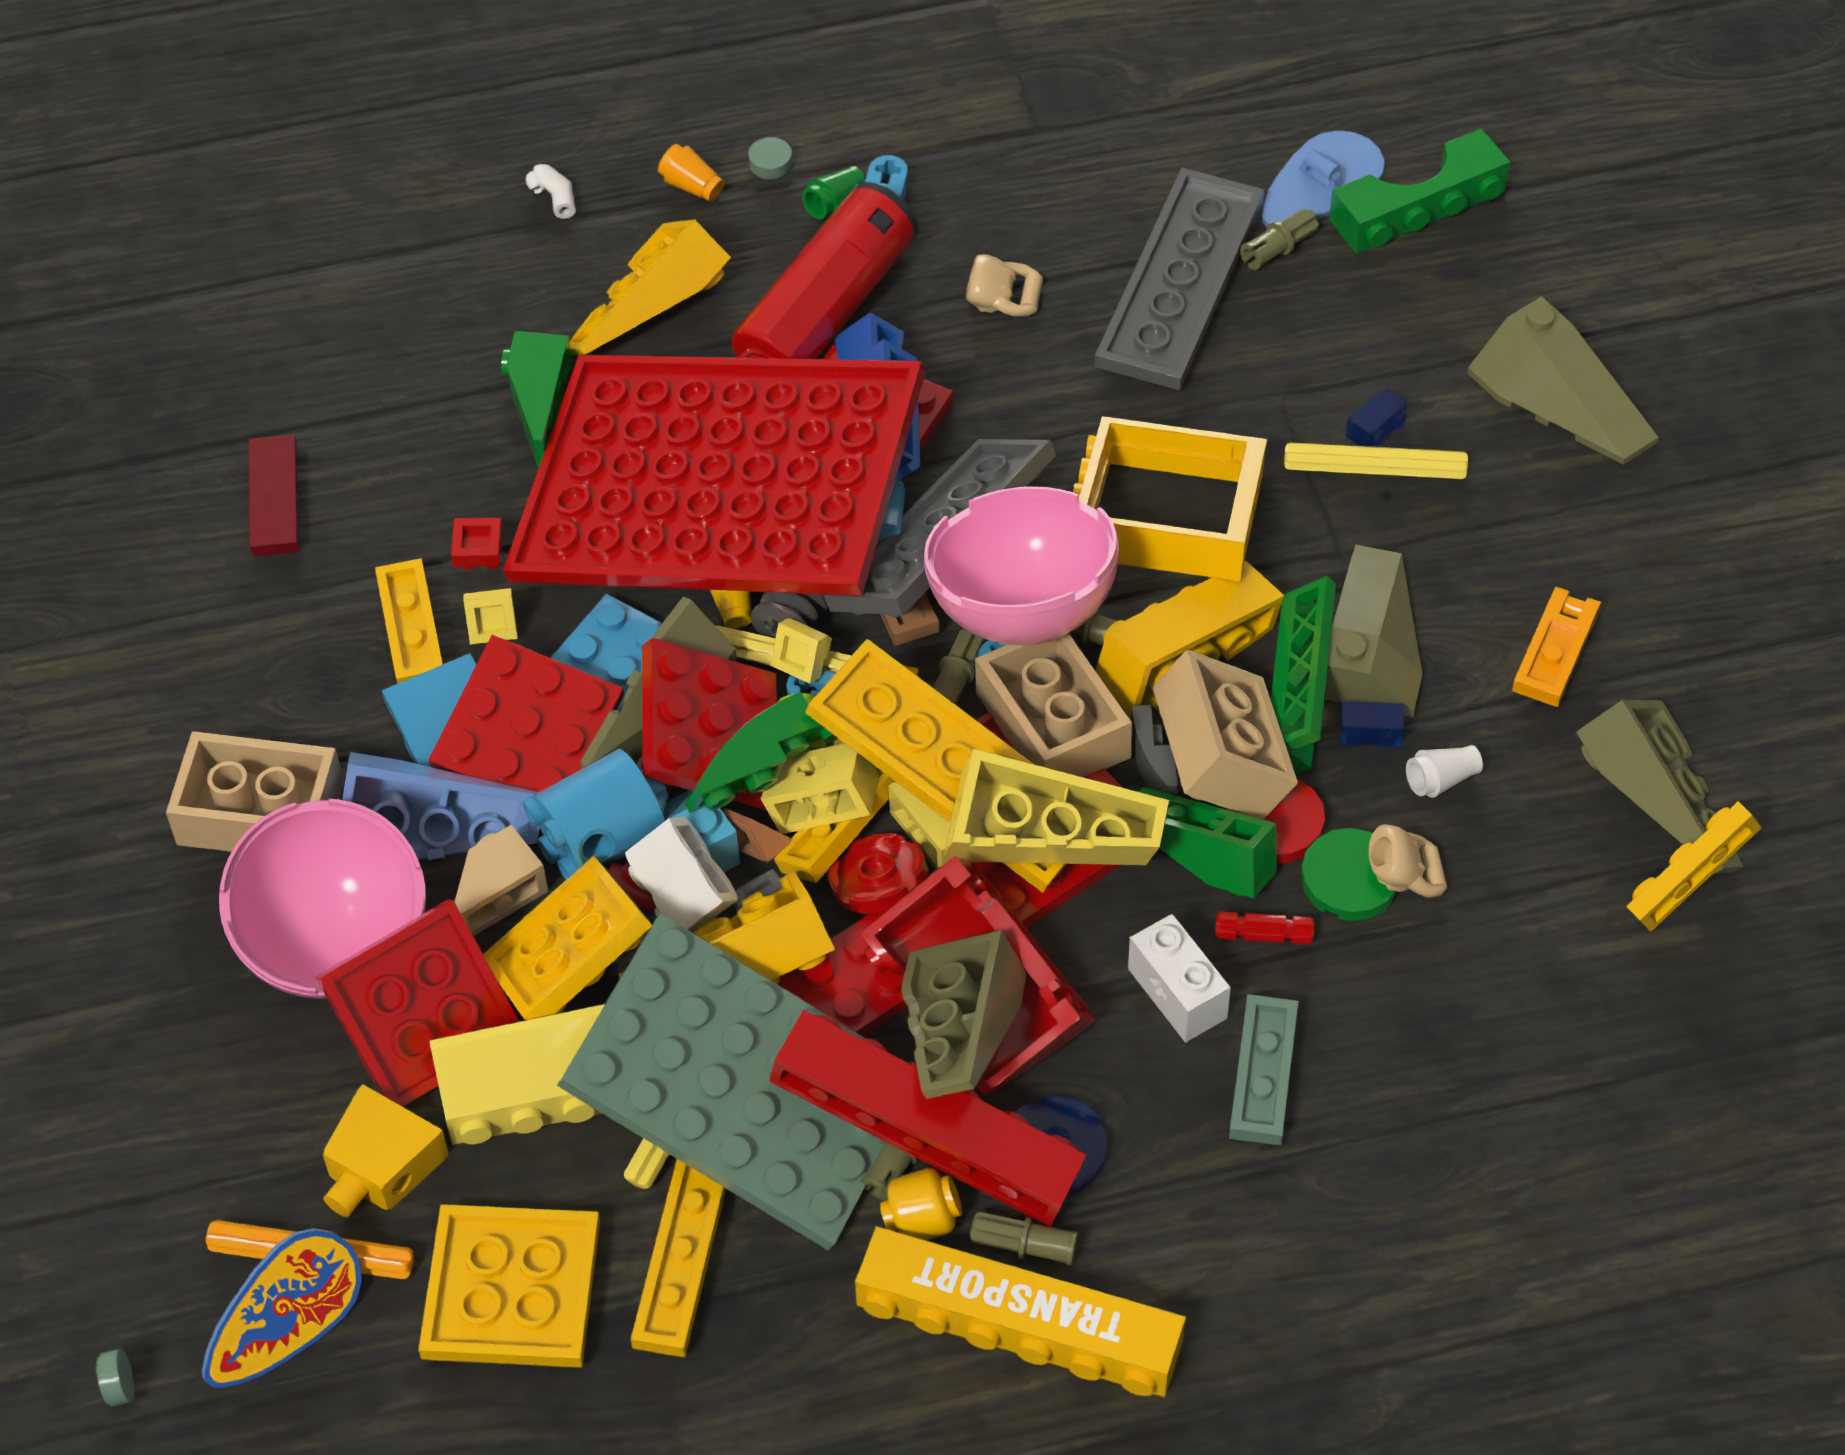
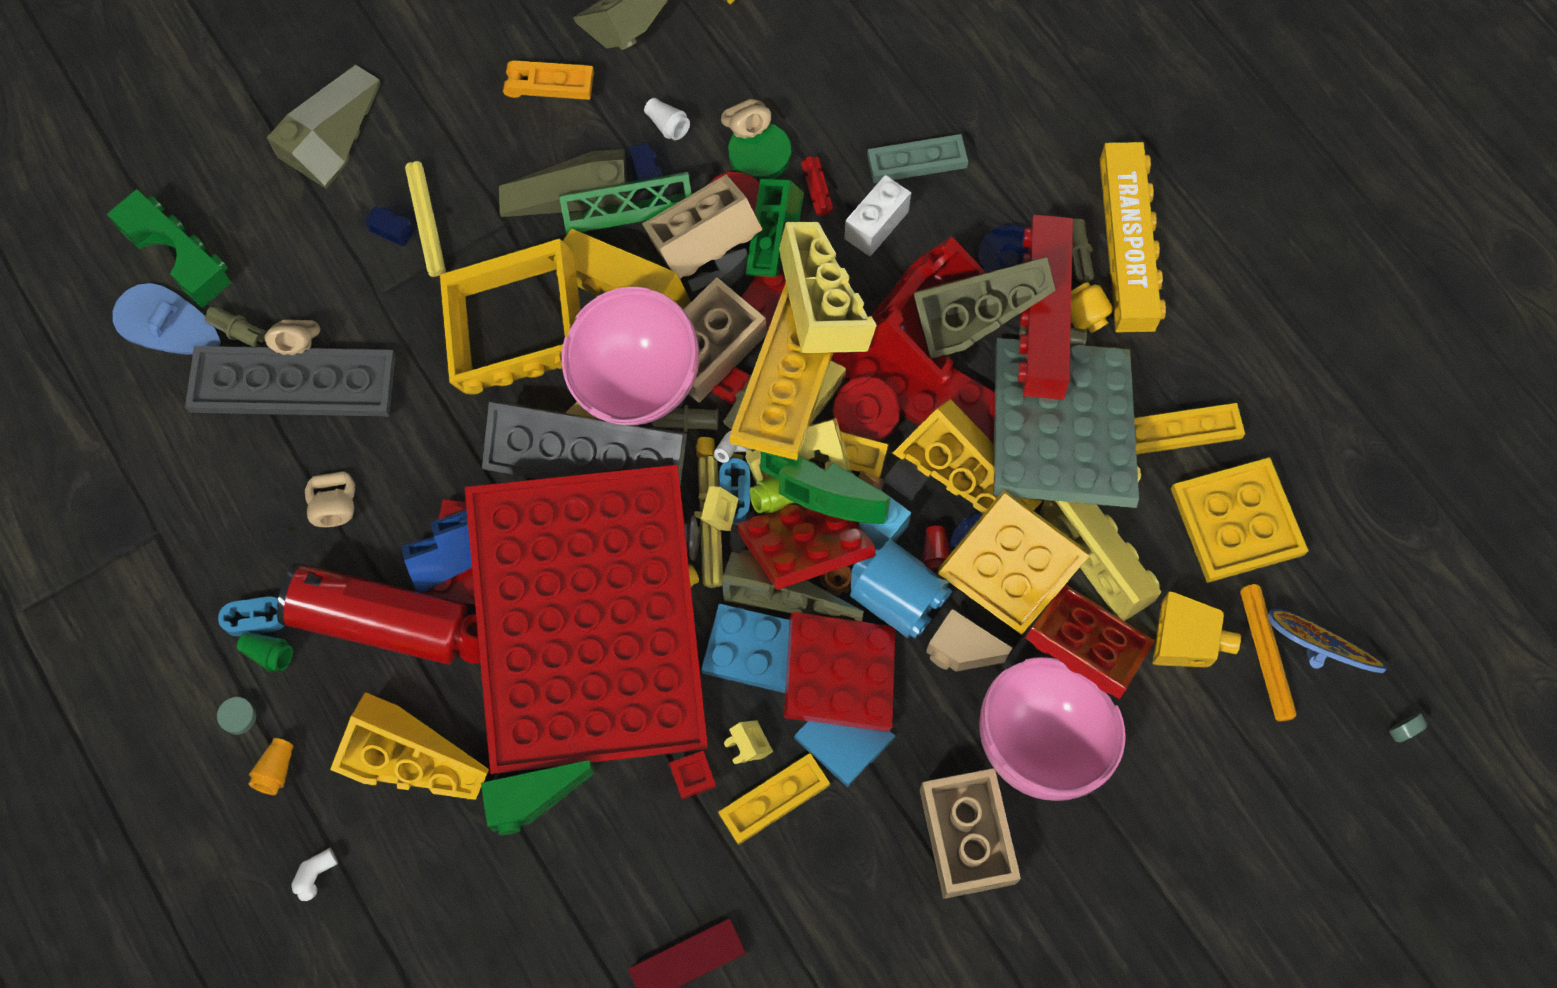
camera: 110 degrees left, 15 degrees up
(436, 807) = (928, 728): medium blue wedge -> none
(680, 874) = (934, 511): white brick -> none
(1232, 282) = (291, 336): none -> tan piece

